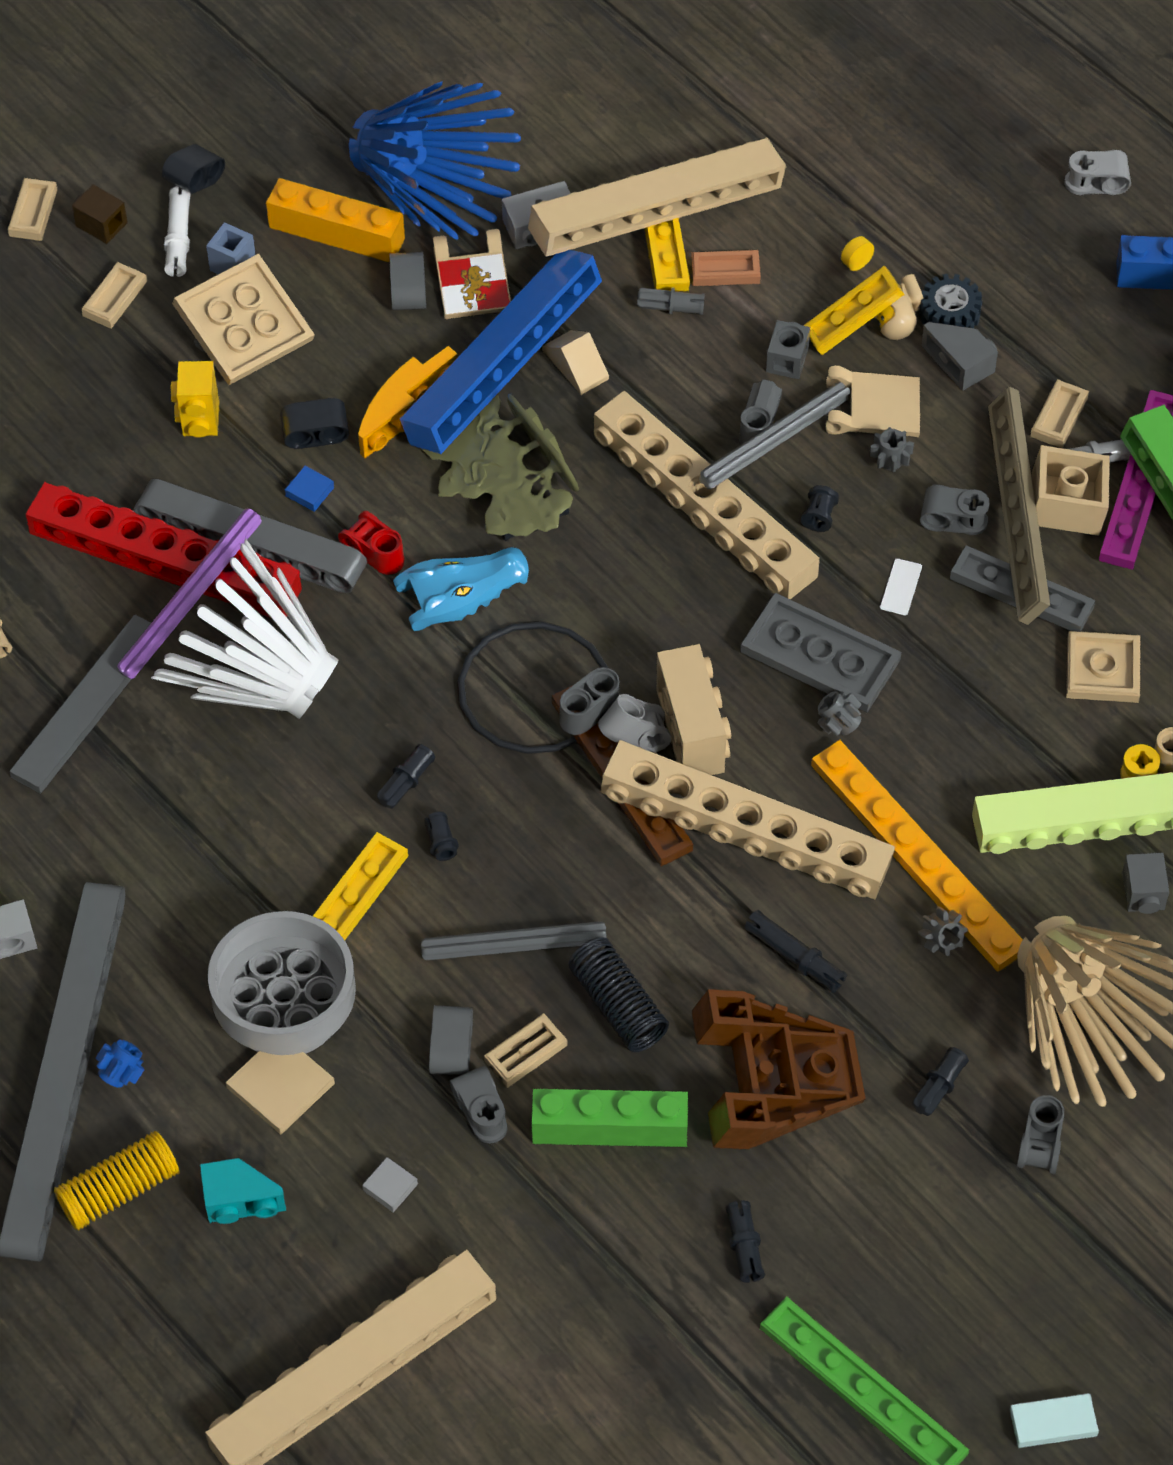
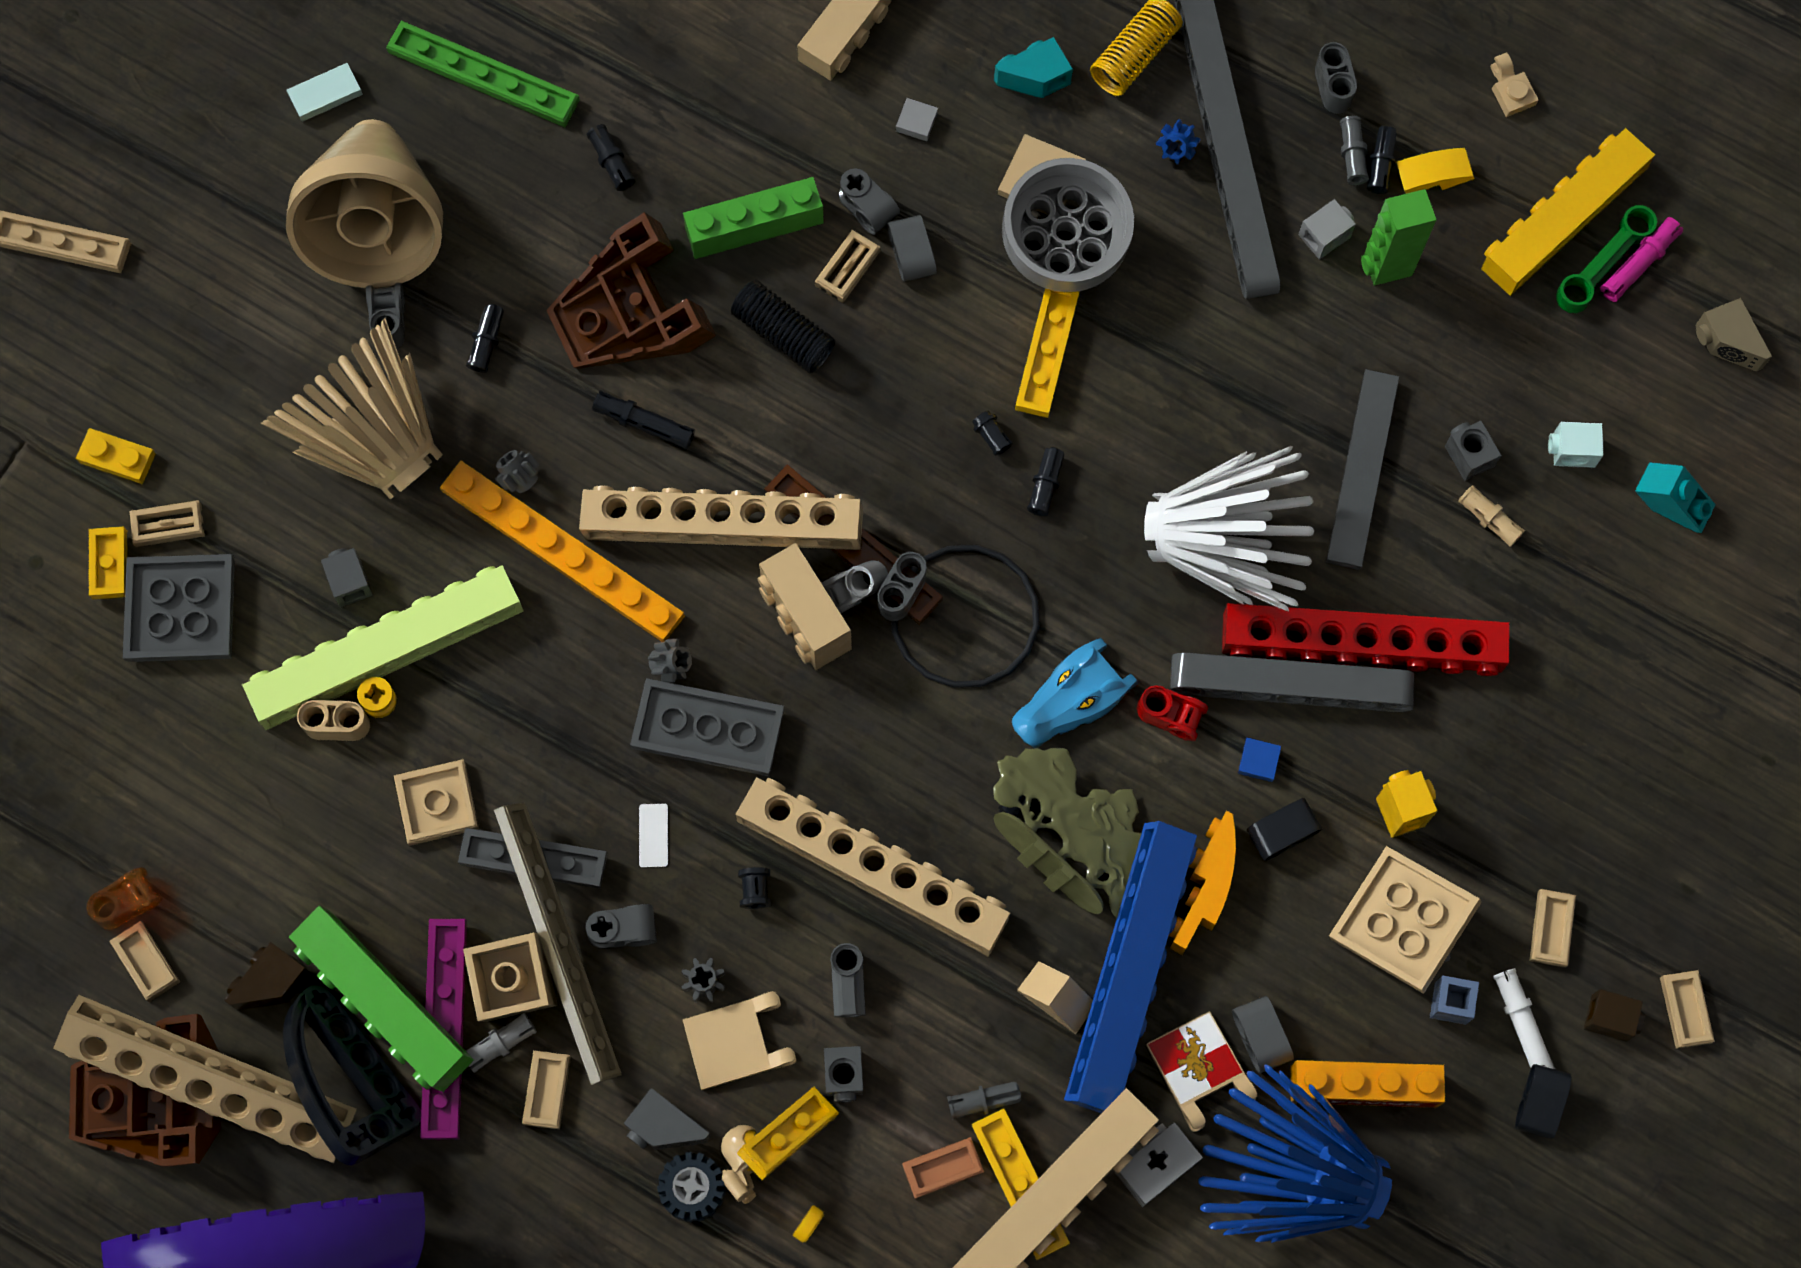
camera: 160 degrees right, 15 degrees up
(189, 594) = (1315, 584): medium lavender axle -> none
(511, 940) = (892, 358): dark grey axle -> none
(774, 435) = (822, 950): axle -> none
(1032, 1236) = (365, 211): none -> tan cone

